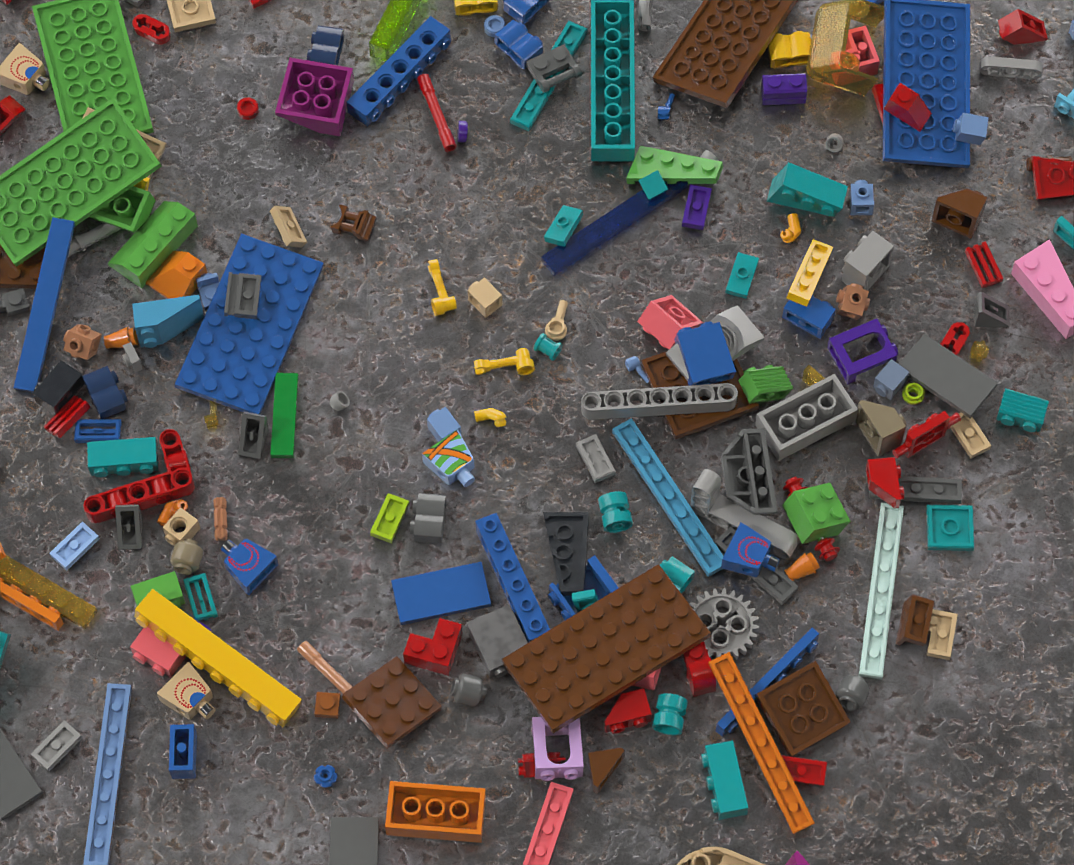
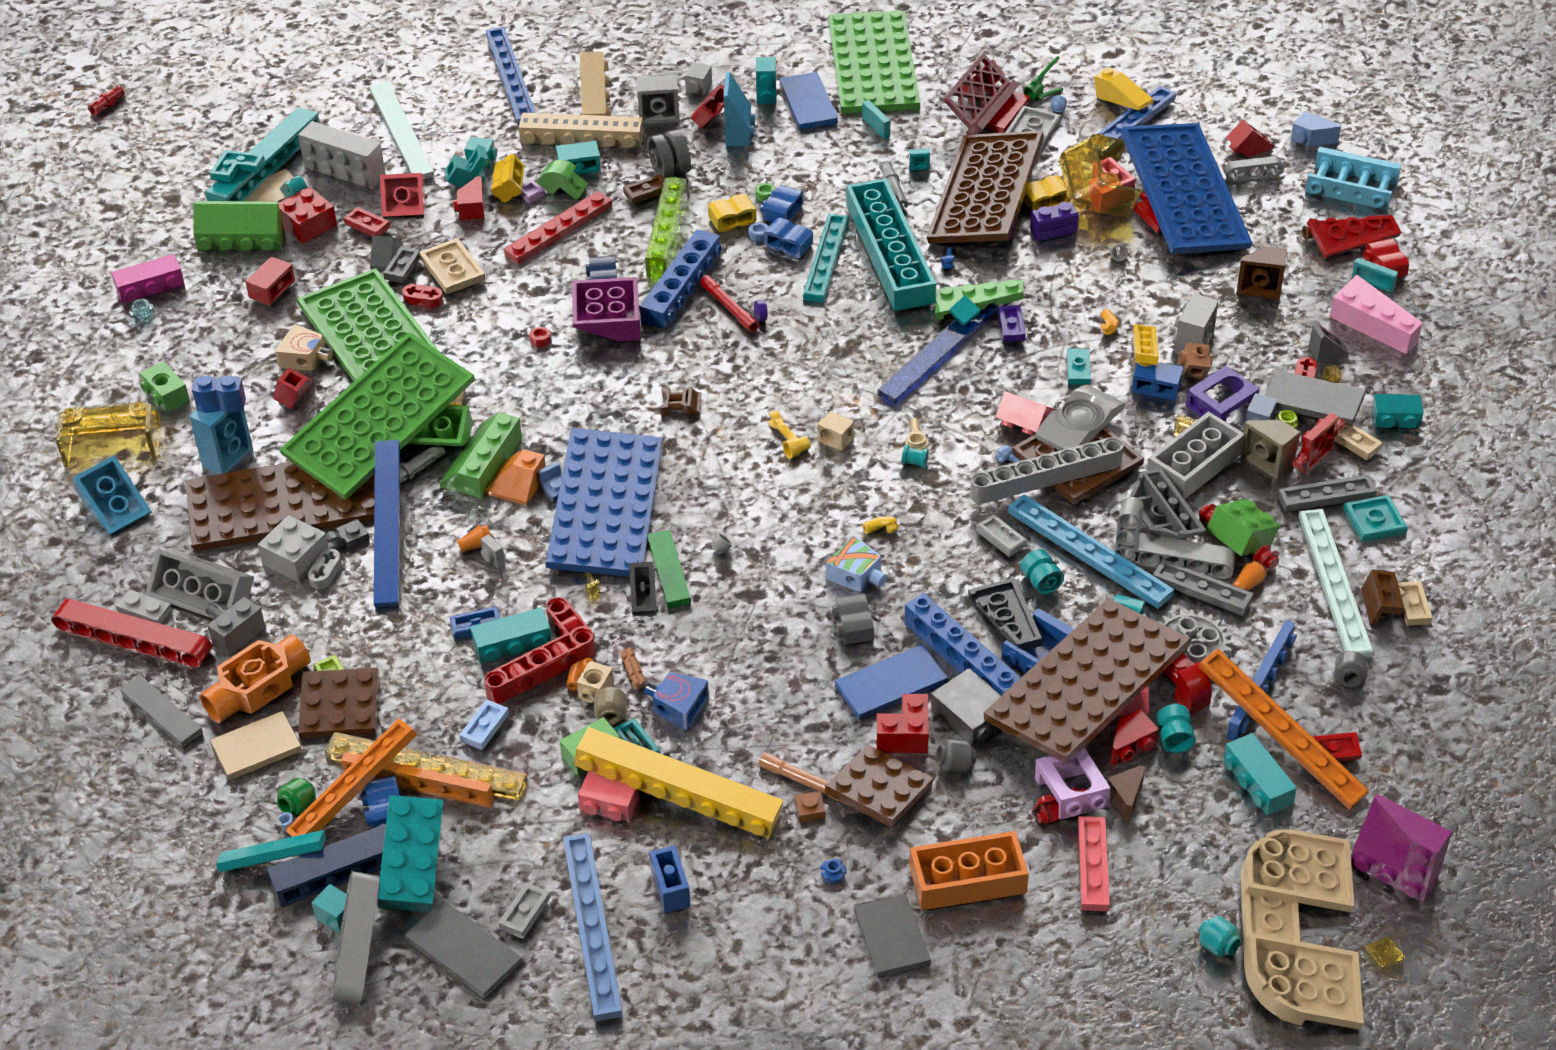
camera: 15 degrees left, 20 degrees down
(58, 387) = (422, 592): black brick -> none
(67, 416) = (439, 615): red tile -> none
(81, 341) = (442, 547): nougat brick -> none
(104, 392) = (473, 586): dark blue brick -> none
(129, 526) = (538, 691): dark grey slope -> none
(166, 318) = (518, 507): dark azure slope -> none
(187, 694) = (654, 827): tan torso -> none
(242, 295) = (592, 471): dark grey plate -> none
(288, 226) = (612, 413): tan plate -> none
(389, 518) = (812, 628): lime plate -> none
(442, 424) = (834, 537): medium blue brick -> none
(522, 361) = (892, 473): yellow brick -> none
(551, 63) = (829, 247): dark grey plate -> none
(563, 225) = (889, 361): teal plate -> none
(584, 599) = (1043, 646): teal tile -> none
(705, 354) = (1078, 417): blue panel -> none
(749, 553) = (1193, 572): blue torso -> none
(765, 384) = (1143, 437): bright green brick -> none
(802, 708) = (1309, 691): reddish brown plate -> none
(807, 191) = (1111, 288): teal wedge -> none
(861, 198) = (1164, 281): medium blue brick -> none
(883, 480) = (1297, 486): red slope -> none
(908, 107) = (1179, 201): red slope -> none
(970, 128) = (1243, 210): medium blue brick -> none
(977, 249) = (1304, 311): red tile -> none

